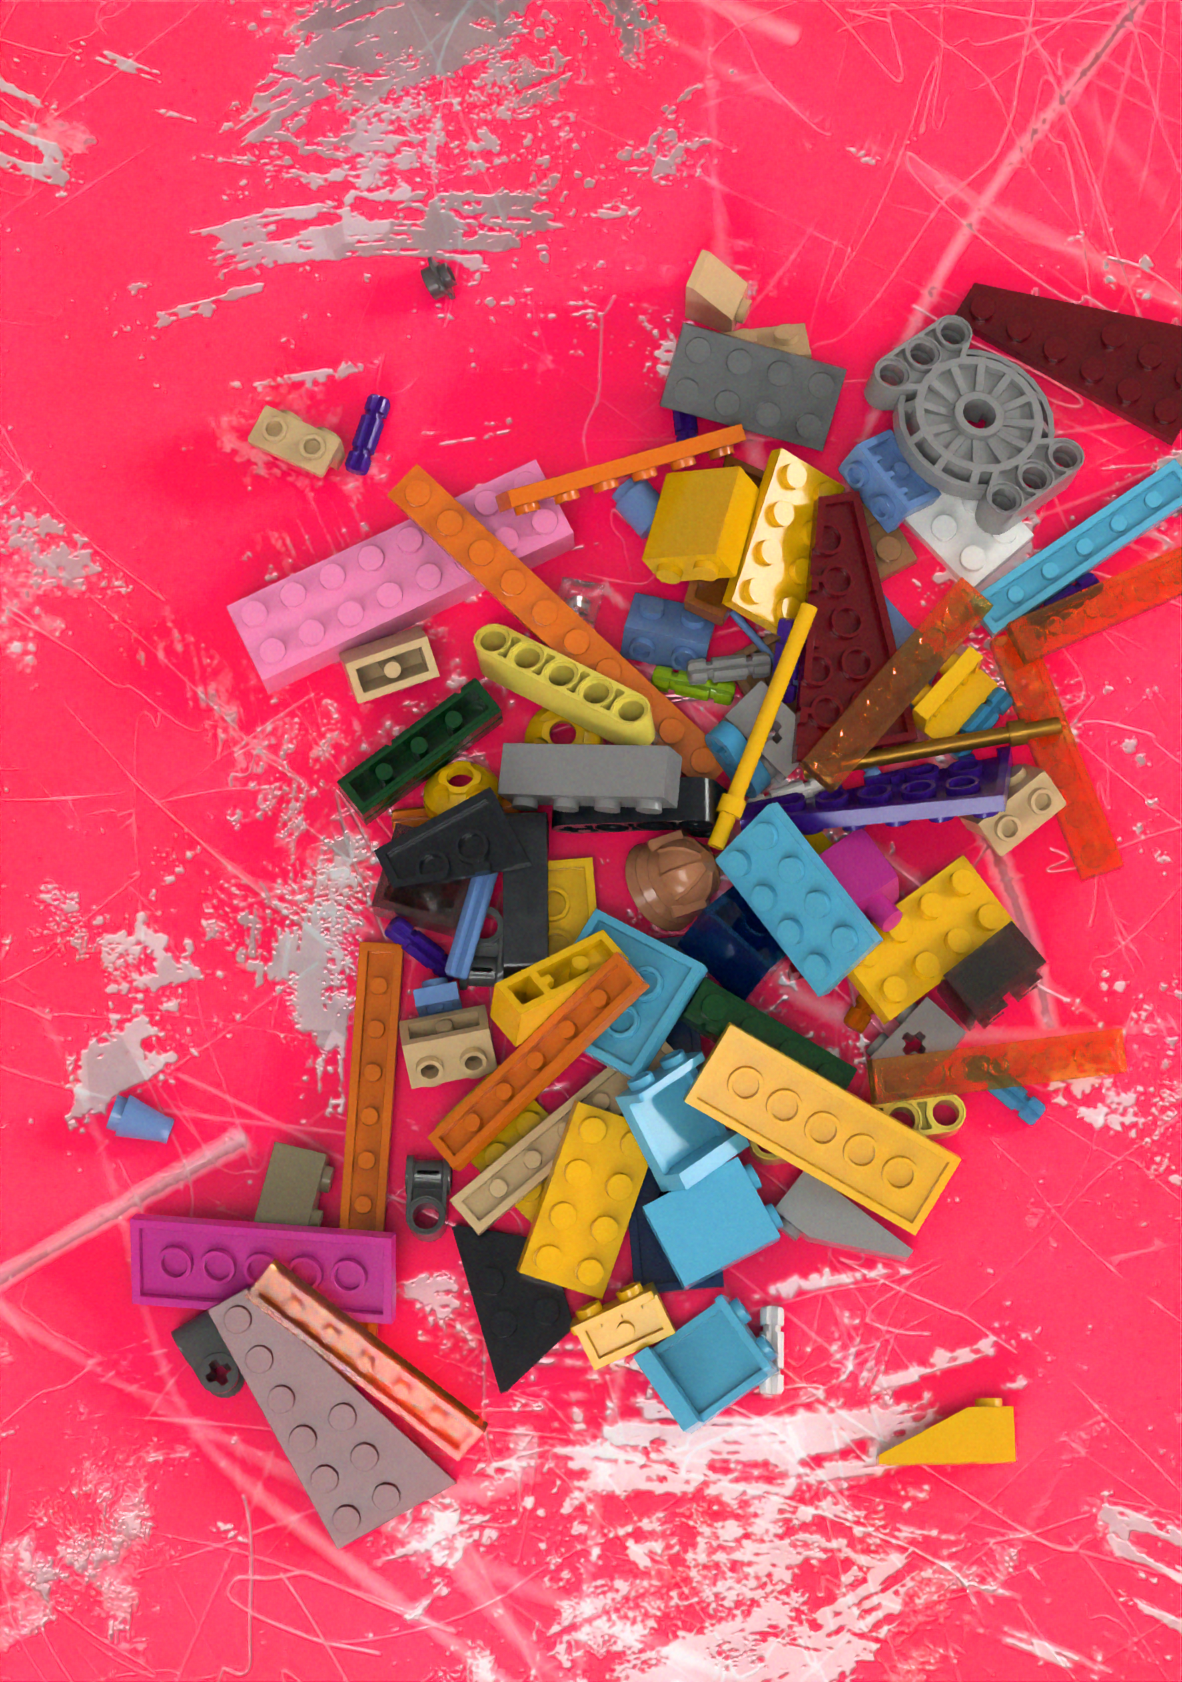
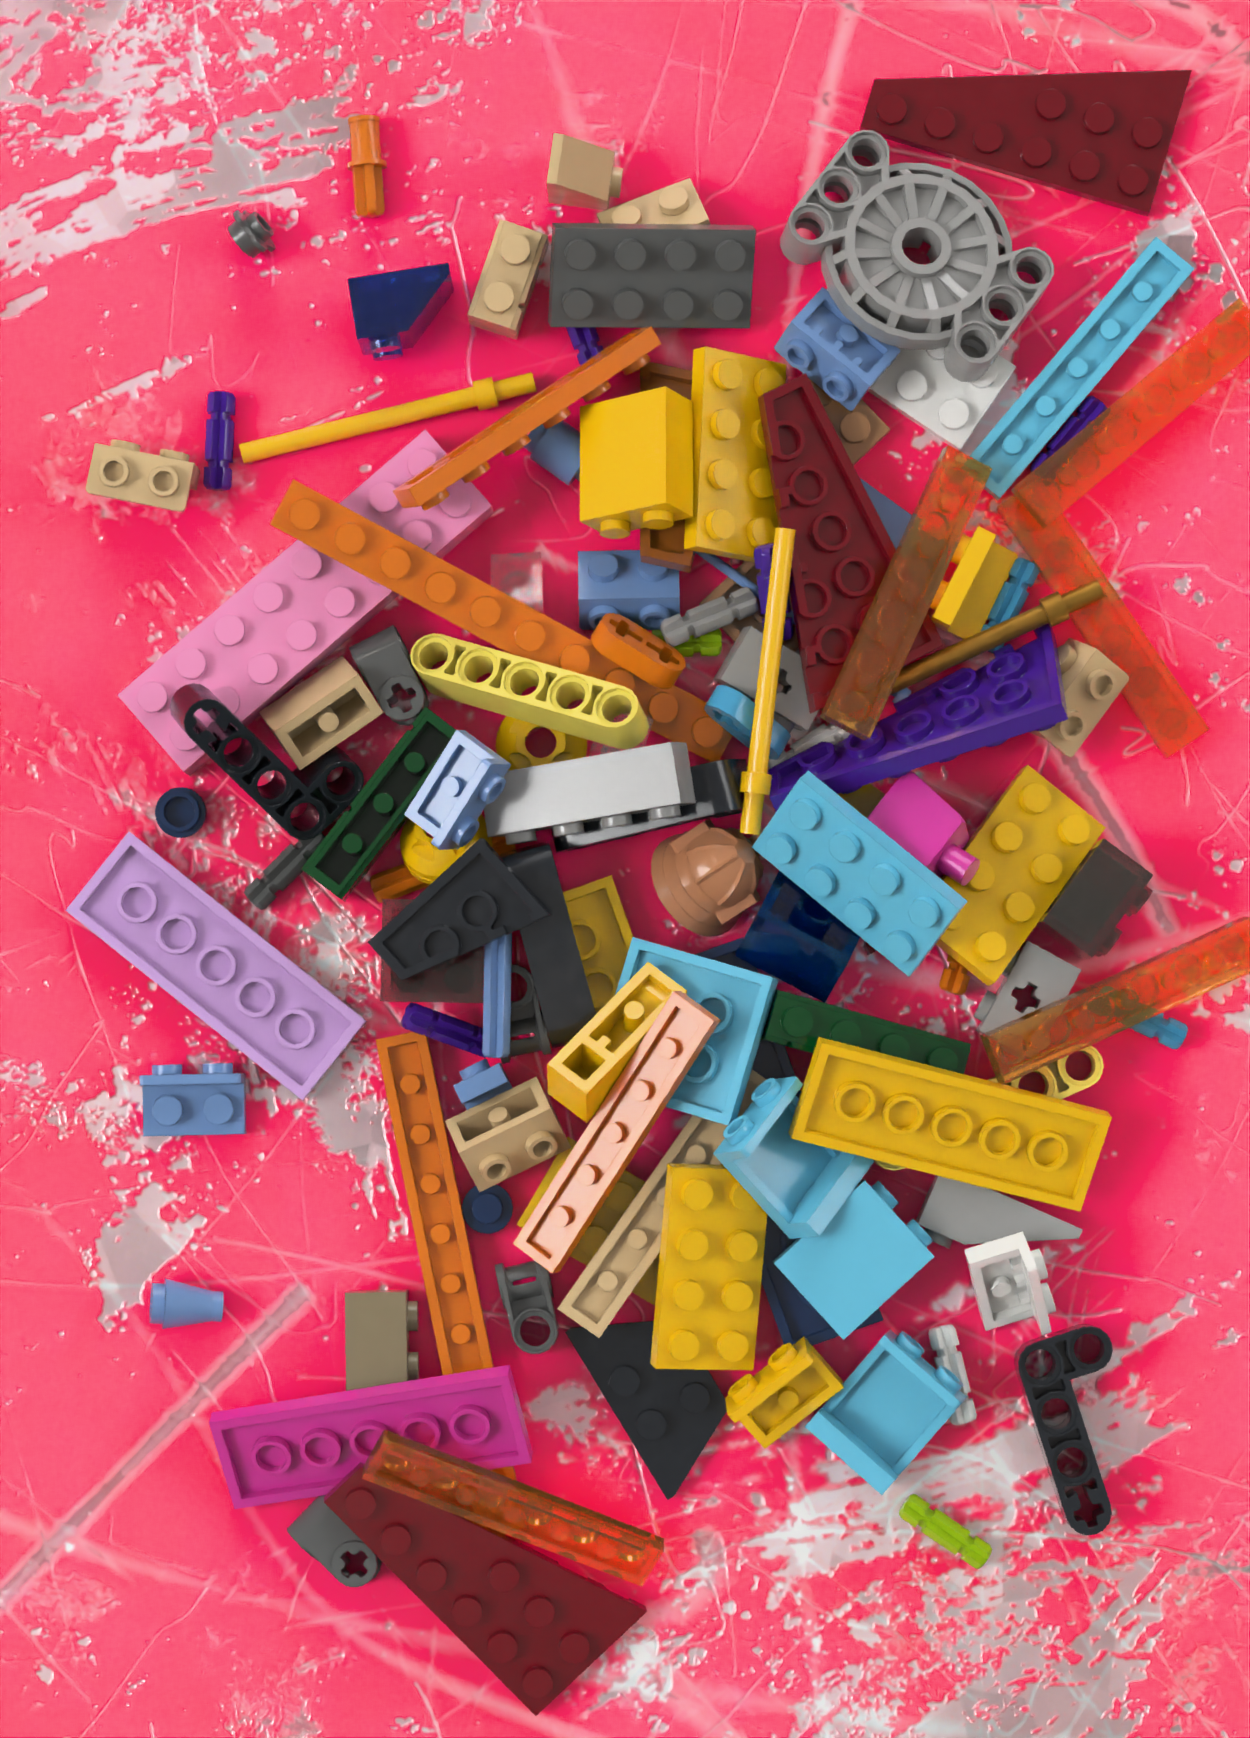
camera: 15 degrees left, 10 degrees up
(195, 955) = (193, 1102): none -> medium blue bracket
(246, 850) = (216, 965): none -> lavender plate
(252, 719) = (180, 812): none -> dark blue plate
(320, 787) = (281, 872): none -> dark grey axle
(325, 682) = (254, 758): none -> black beam
(414, 1107) = (488, 1209): none -> dark blue plate
(454, 649) = (388, 669): none -> dark grey piece
(482, 748) = (458, 790): none -> bracket
(541, 360) = (397, 307): none -> clear blue slope
(546, 250) = (366, 165): none -> orange axle
(591, 450) = (483, 394): none -> yellow bar
(635, 364) = (508, 279): none -> tan brick
(662, 678) = (638, 651): none -> orange beam
(731, 1483) = (945, 1531): none -> lime axle
(839, 1280) = (1009, 1283): none -> white bracket
(859, 1426) = (1072, 1430): none -> black beam
(969, 1437) = (1185, 1417): yellow slope -> none

